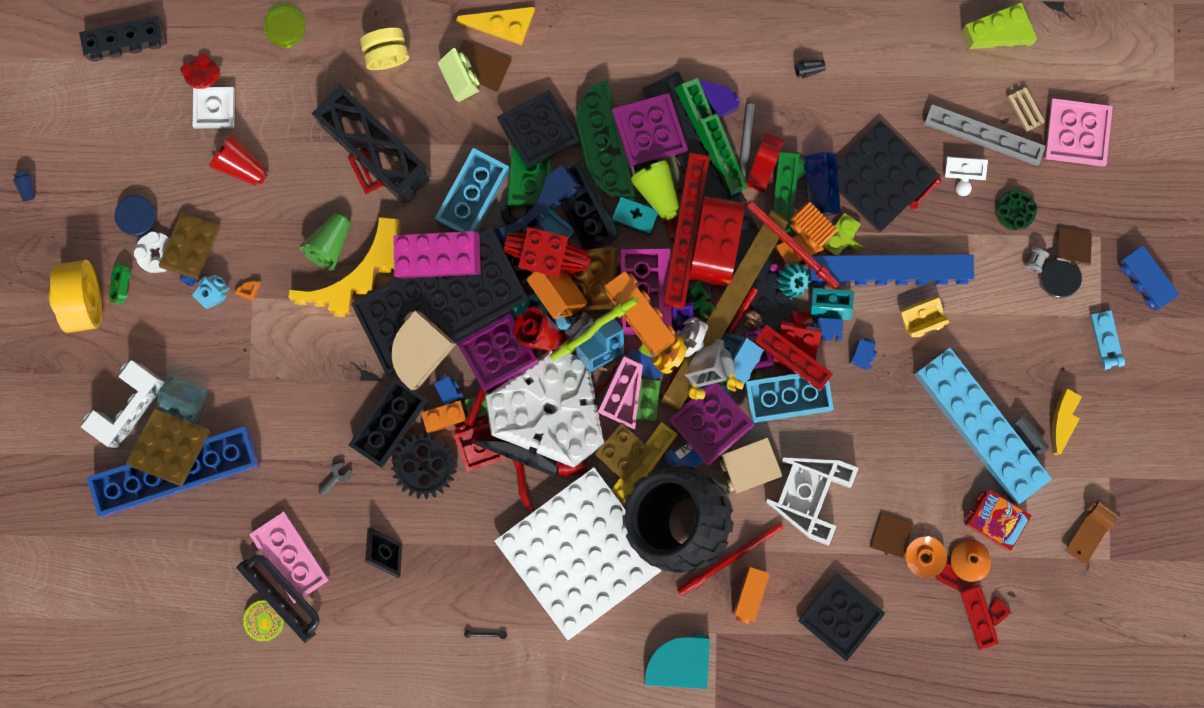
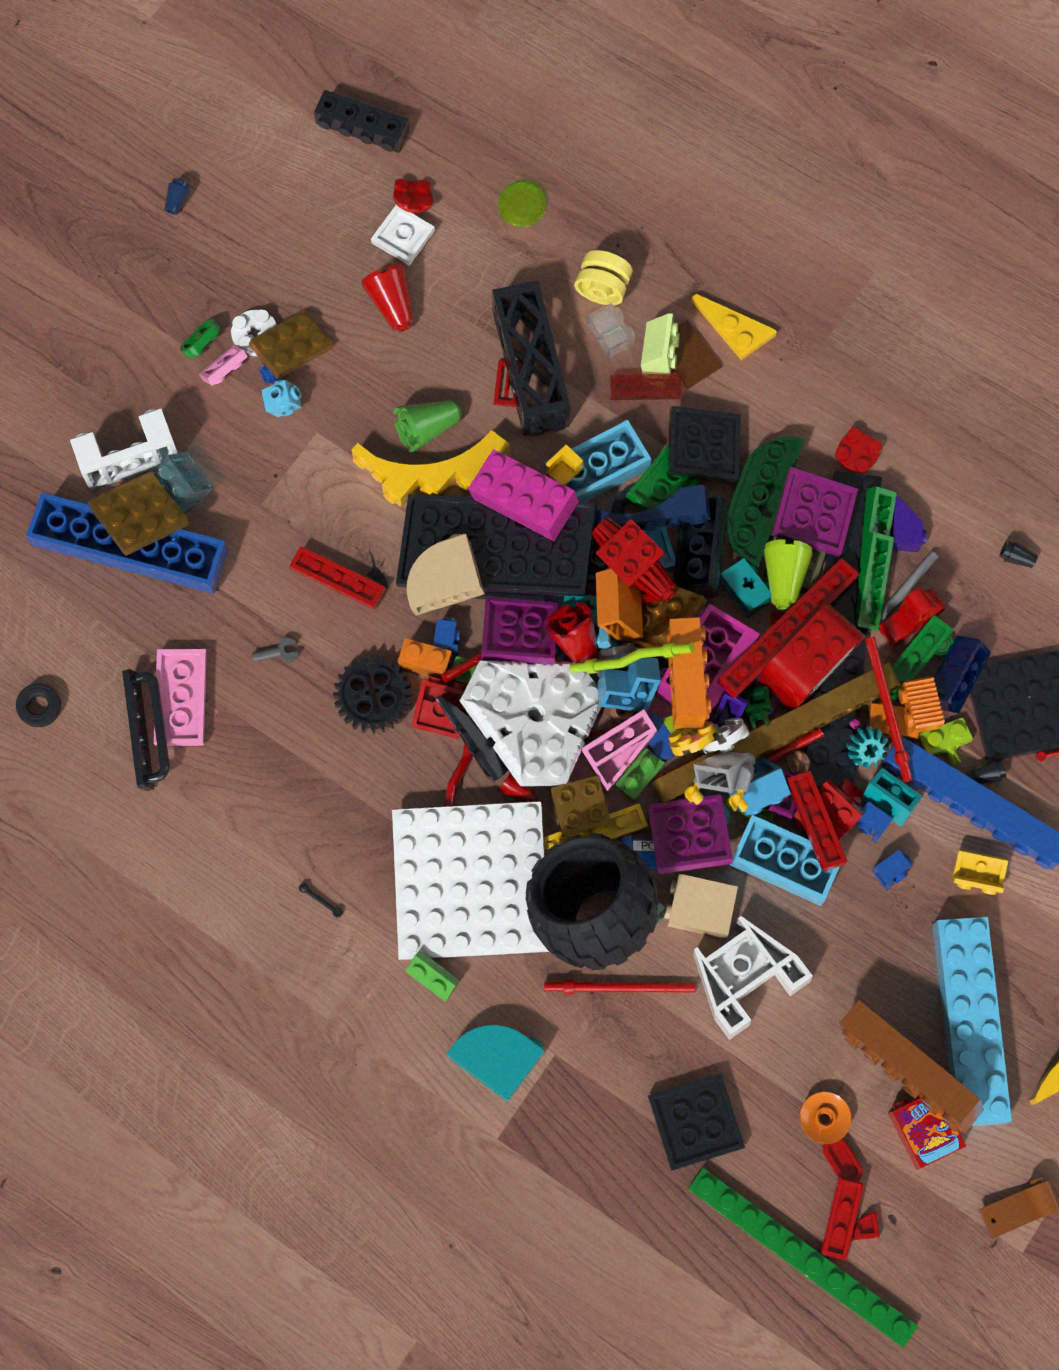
camera: 30 degrees right, 10 degrees down
(75, 296) = (151, 319): yellow piece -> none
(135, 215) = (259, 286): dark blue tile -> none
(149, 296) = (228, 361): none -> bright pink plate
(182, 620) = (38, 690): none -> black tyre
(248, 290) = (318, 422): orange tile -> none
(262, 621) = (111, 743): tile -> none
(340, 397) = (337, 578): none -> red plate
(383, 552) = (274, 749): black slope -> none
(388, 422) = (366, 628): black brick -> none
(414, 84) = (610, 330): none -> clear brick
(451, 213) = (564, 465): none -> yellow panel
(467, 111) = (645, 387): none -> clear red plate
(598, 636) = (432, 976): none -> bright green plate
(649, 62) = (858, 451): none -> red piece
(750, 595) = (616, 1033): orange brick -> none
(886, 240) = (988, 772): none -> black cone
(891, 535) = (803, 1074): reddish brown piece -> none
(964, 488) = (912, 1067): none -> dark orange brick
(964, 567) = (860, 1157): orange dish -> none
(968, 660) = (803, 1258): none -> green plate
(1029, 435) = (1016, 1064): dark grey plate -> none

